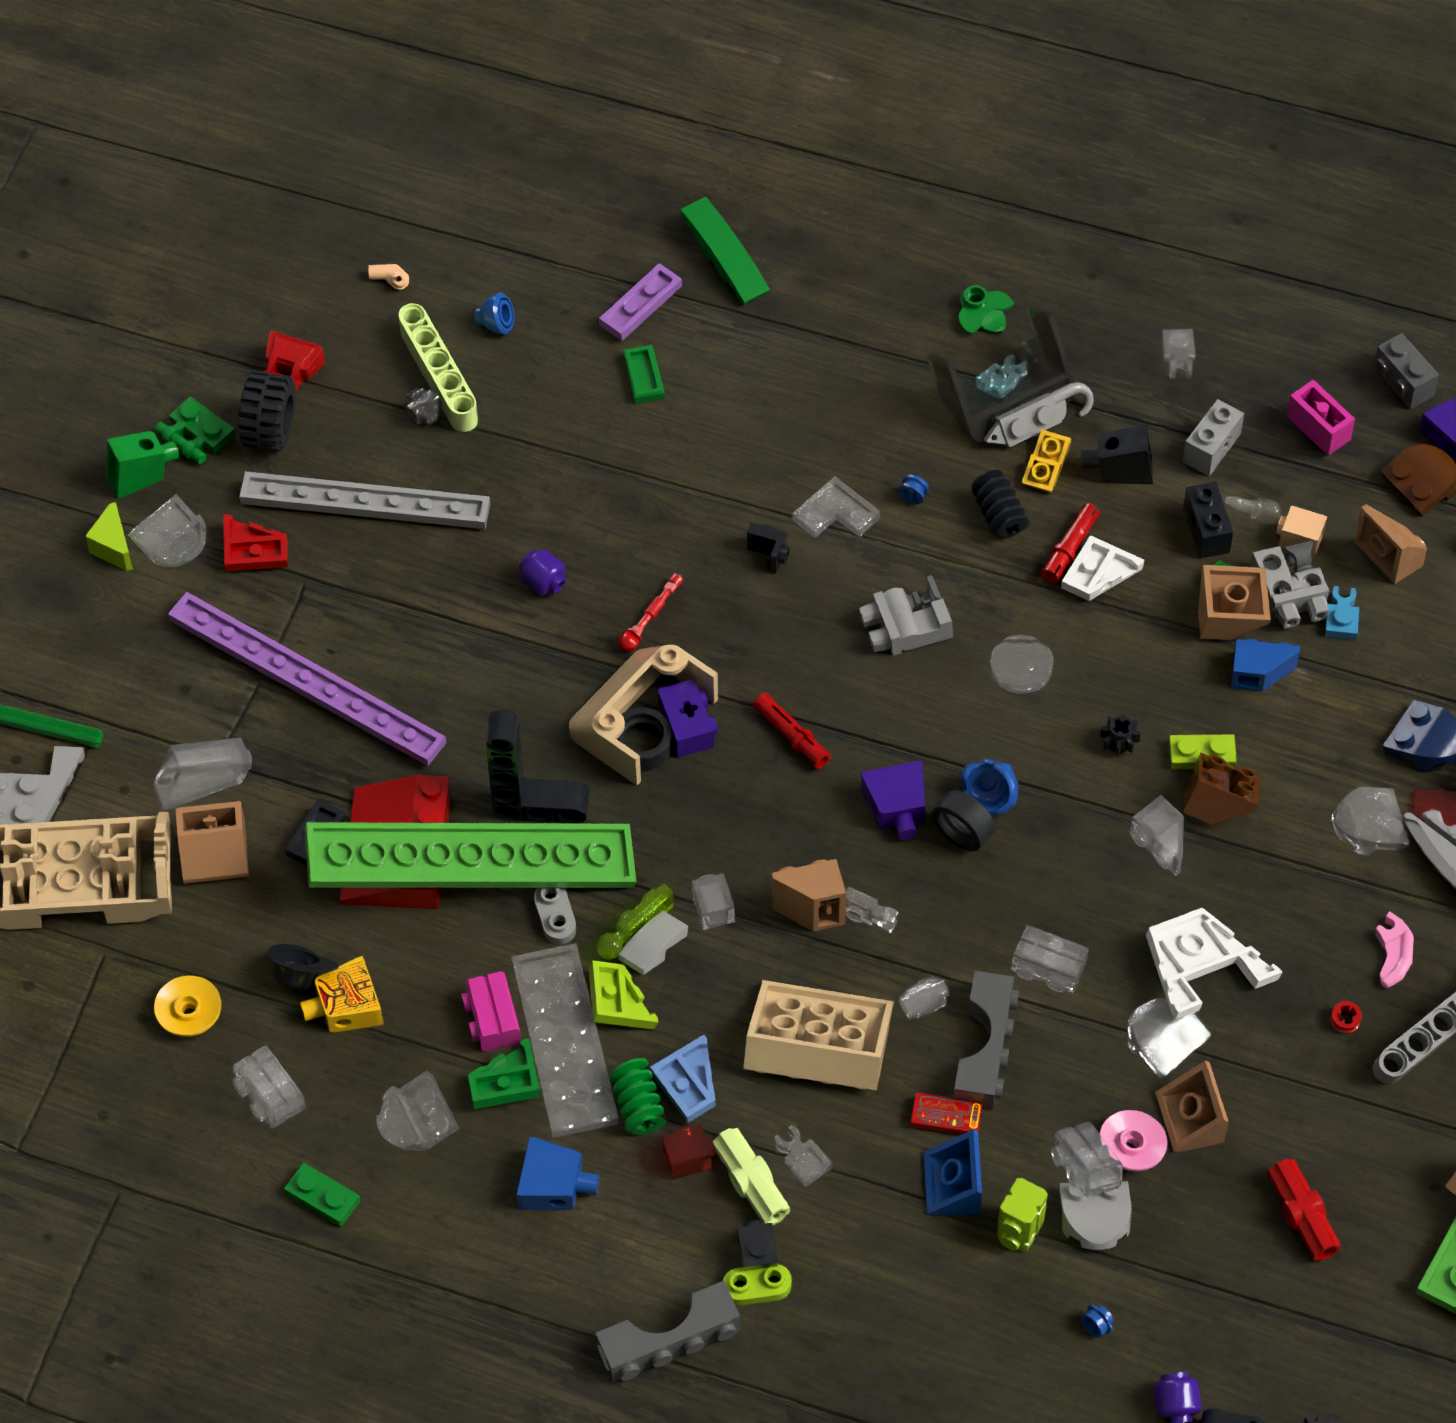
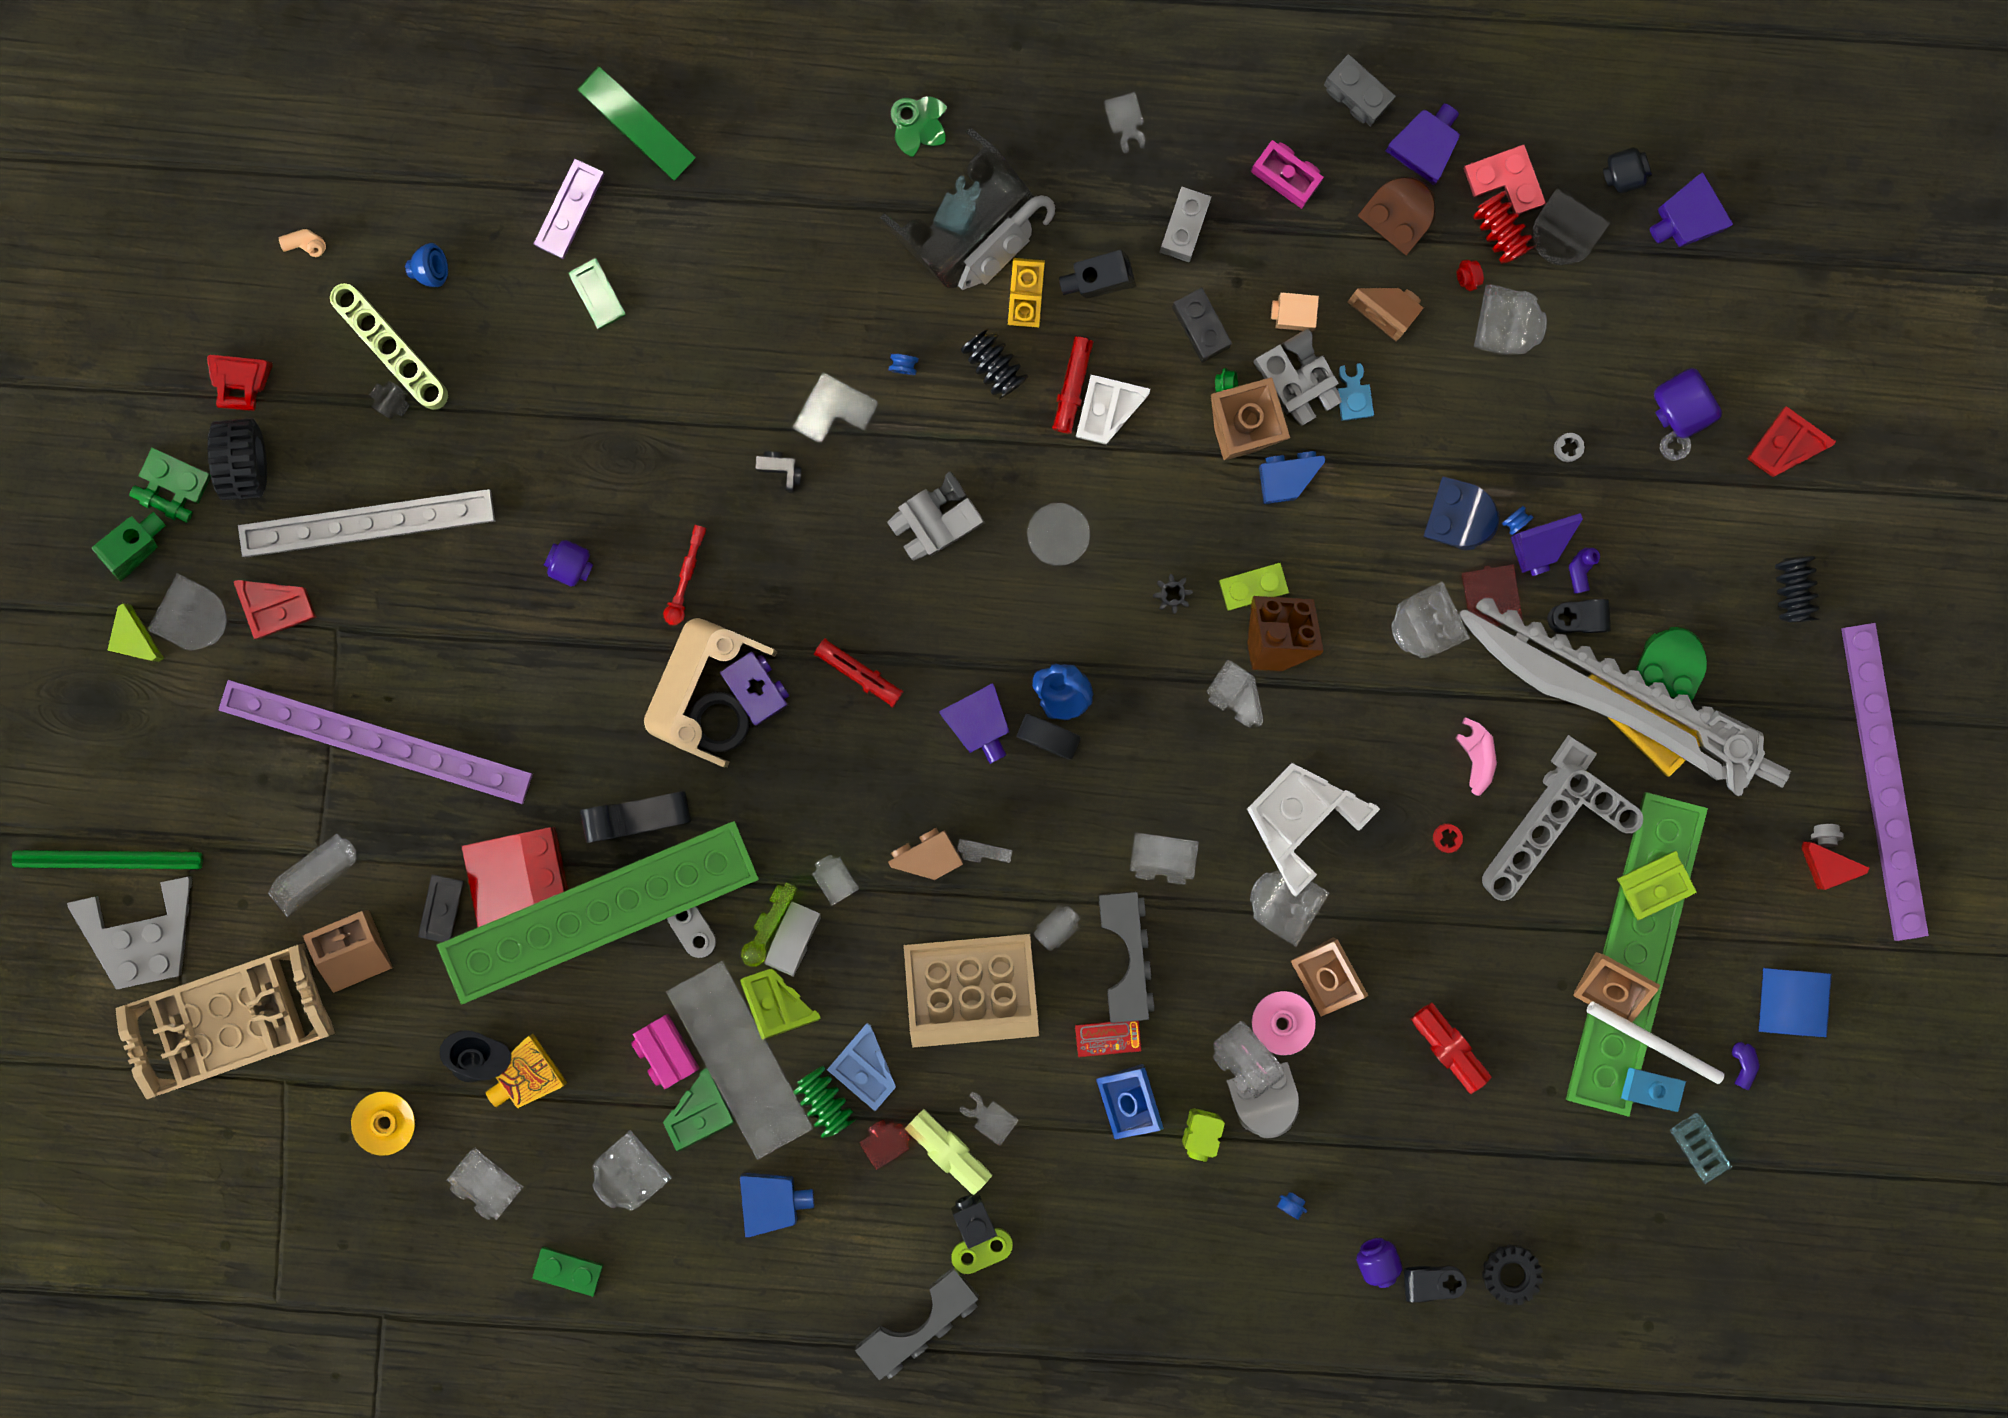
camera: 20 degrees left, 30 degrees up
(1266, 511) = (1254, 291): clear bar -> none

